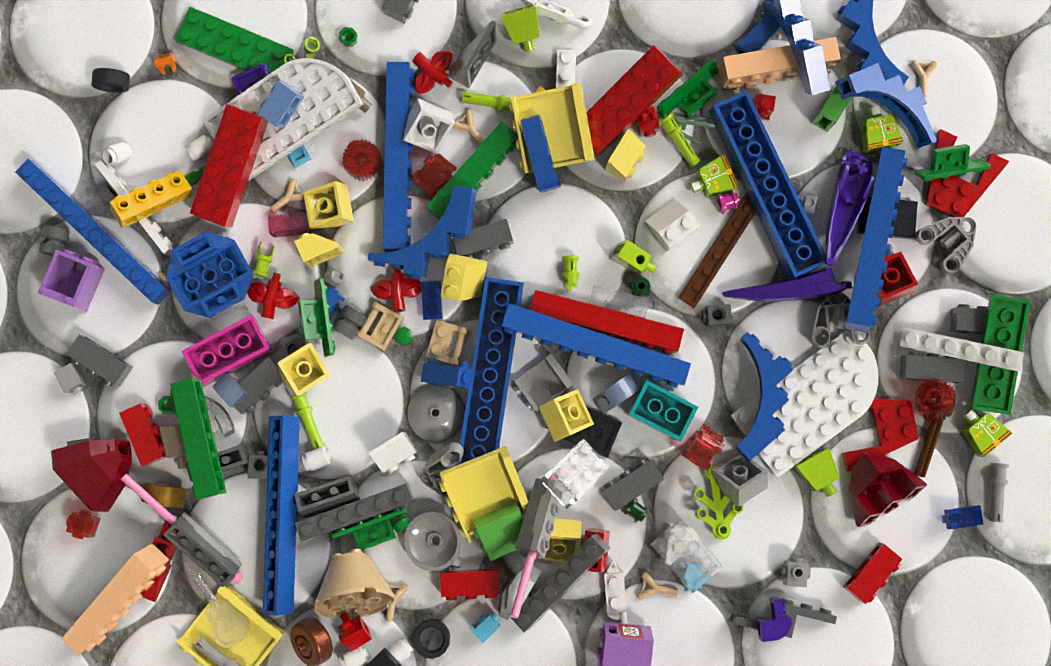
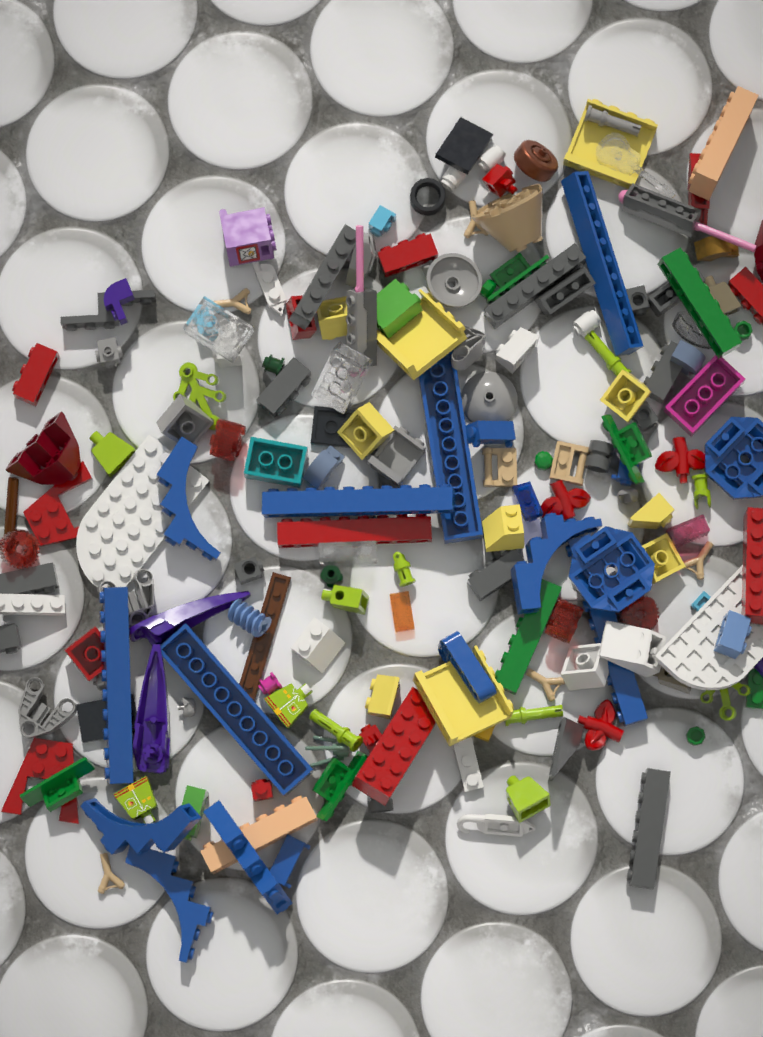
camera: 170 degrees right, 5 degrees down
(372, 180) = (617, 550): none -> blue piece
(379, 125) = (632, 647): none -> white slope
(583, 233) = (402, 611): none -> clear orange tile
(733, 267) = (248, 618): none -> medium blue piece

